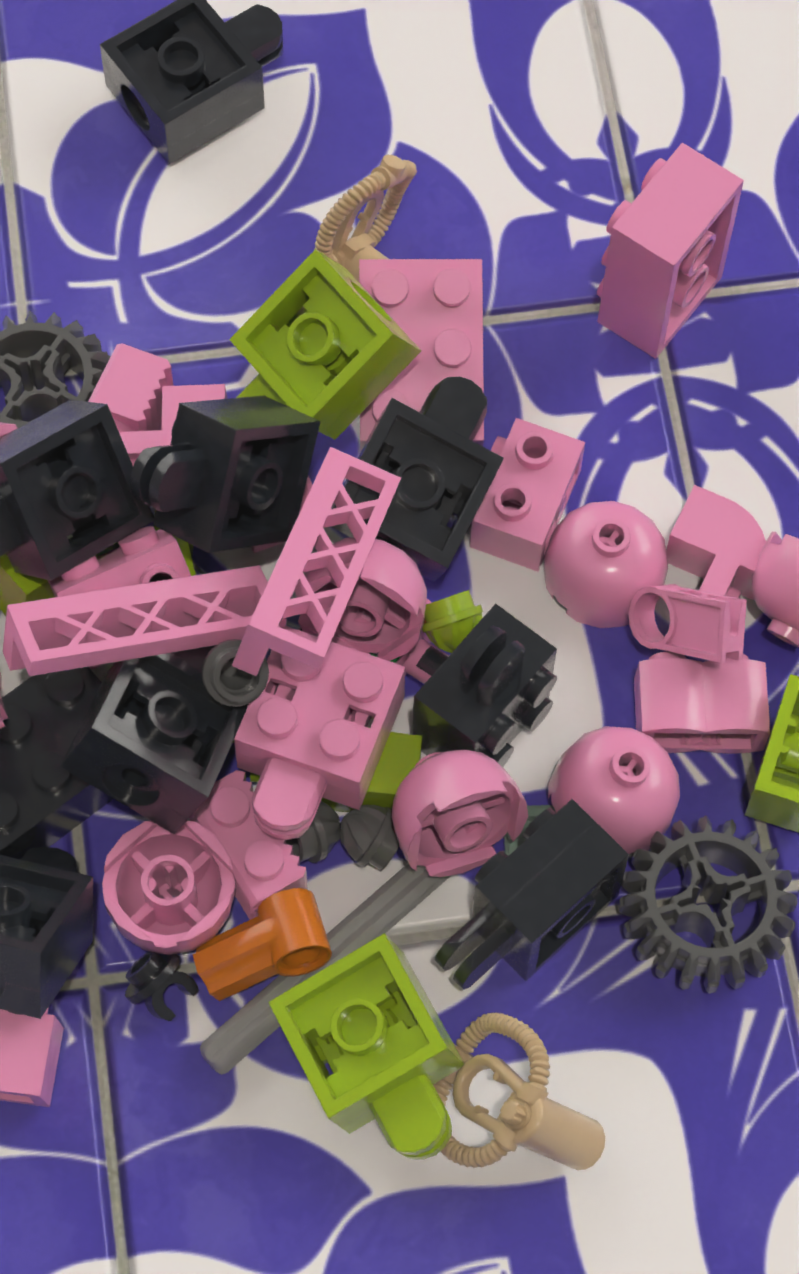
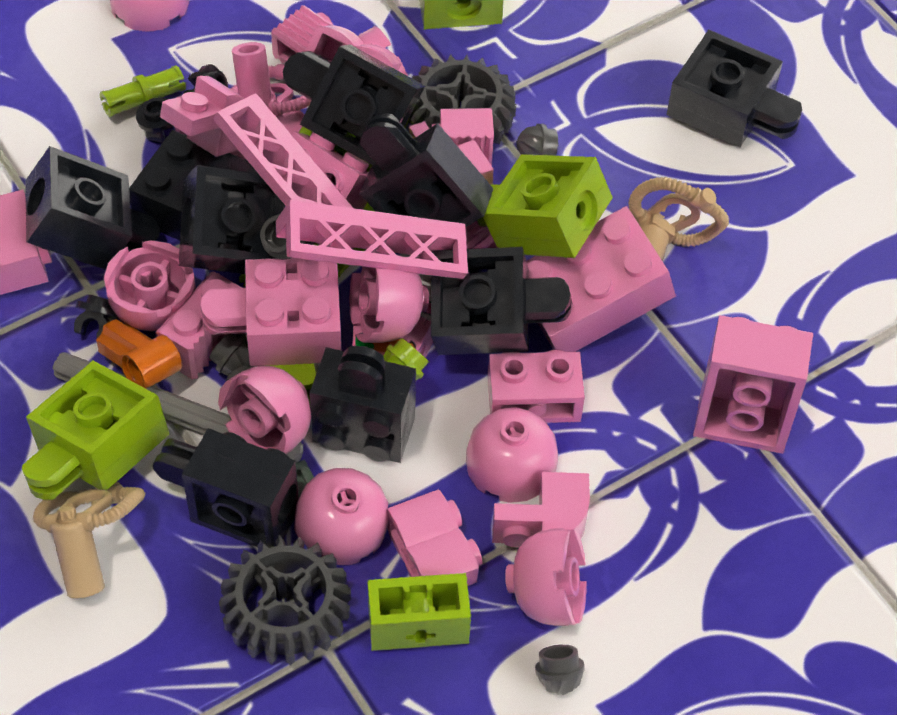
camera: 65 degrees right, 10 degrees down
(150, 325) = (538, 141): none -> dark grey plate
(700, 622) = (478, 503): bright pink piece -> none

